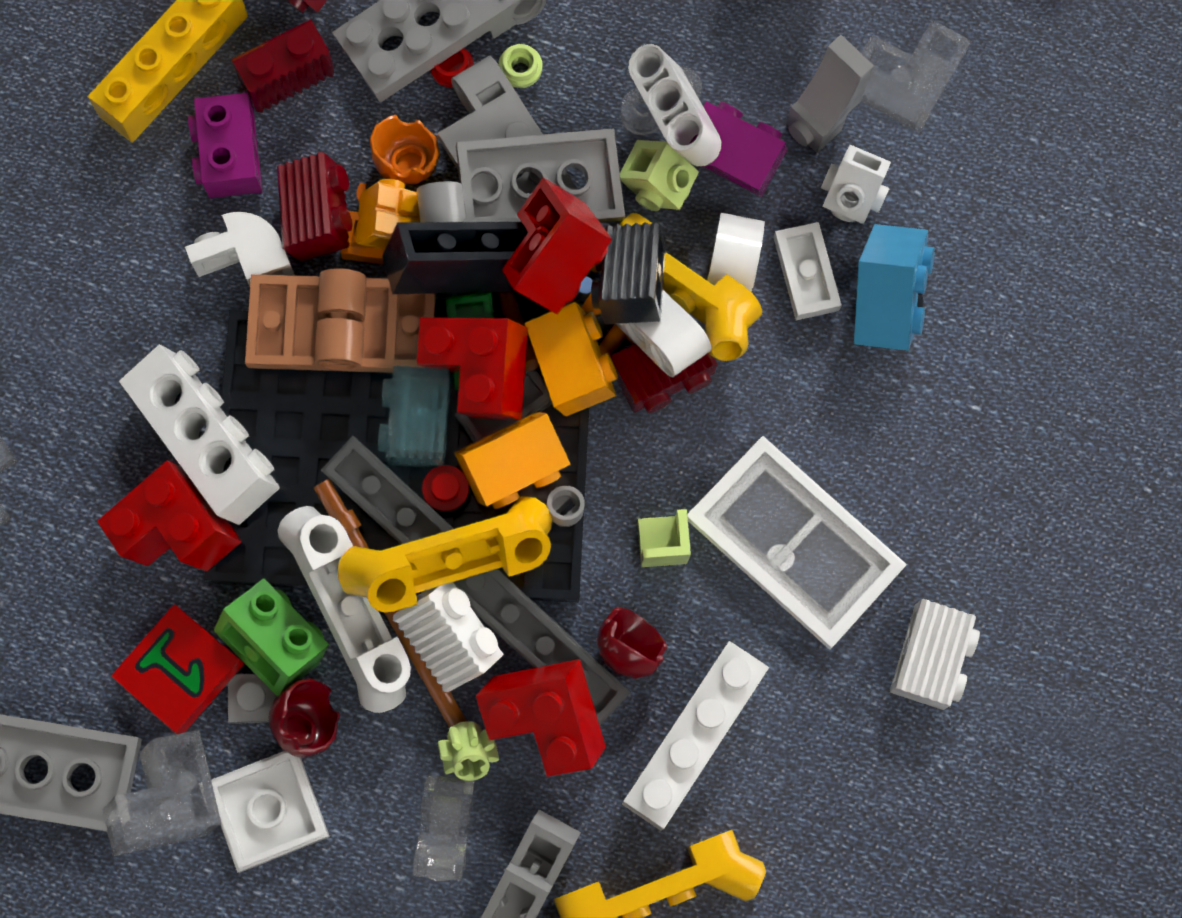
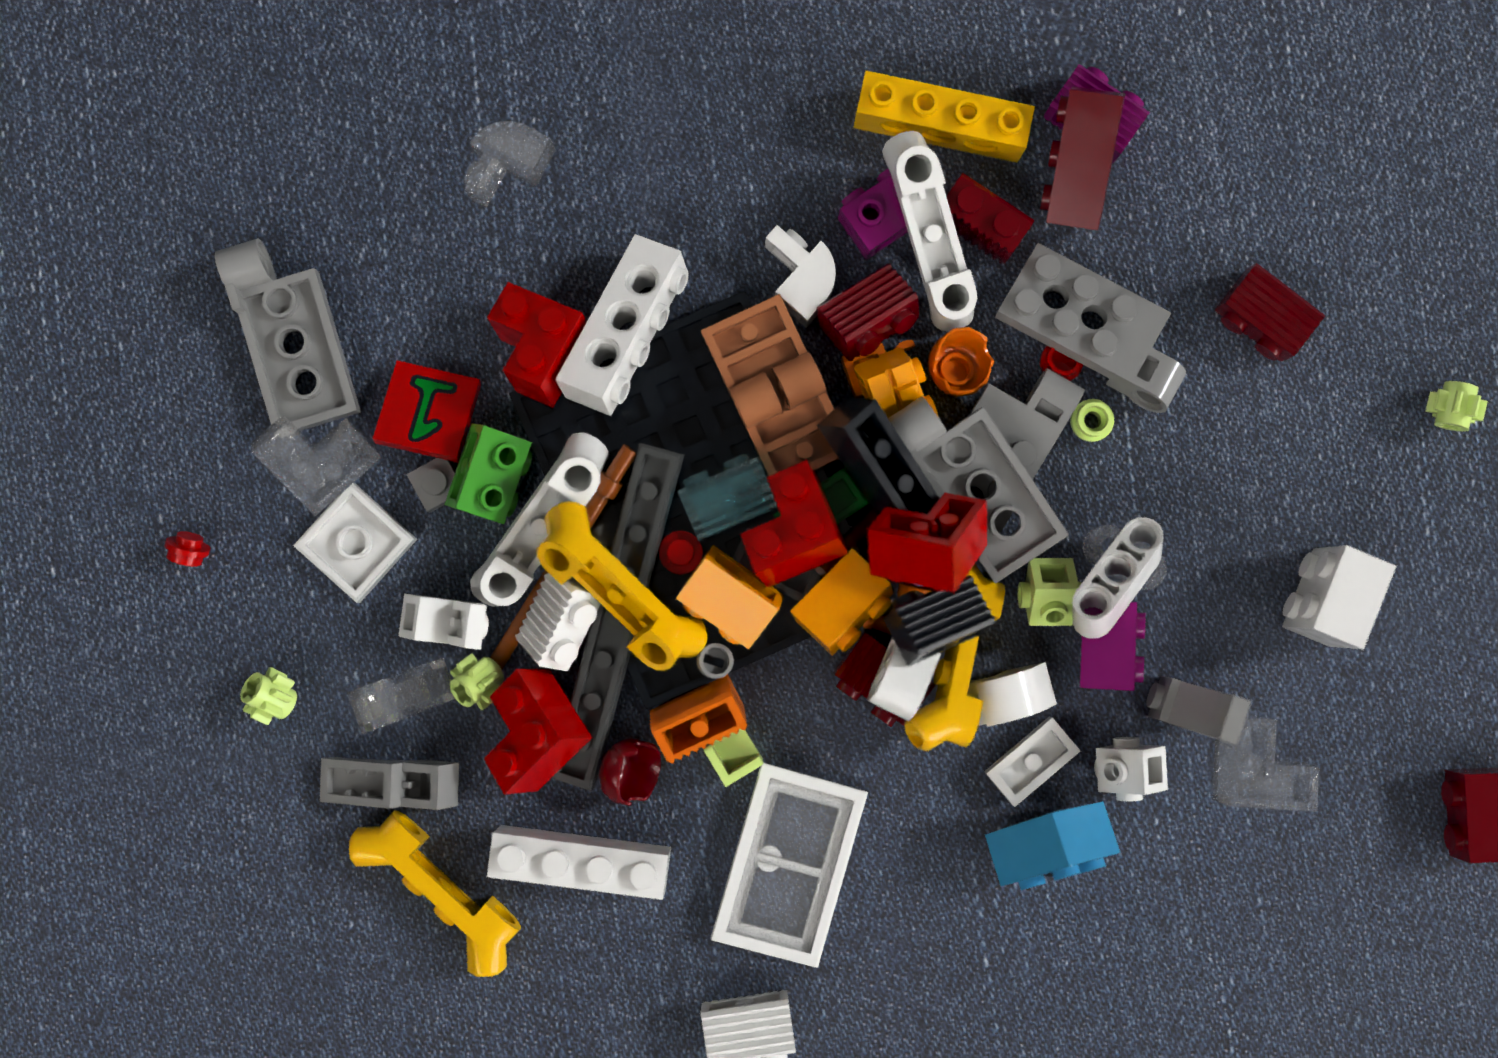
camera: 70 degrees right, 10 degrees up
(221, 98) = (931, 230): none -> white plate
(304, 718) = (435, 535): dark red hair -> none
(392, 751) = (443, 621): none -> white brick
(612, 551) = (698, 719): none -> orange brick

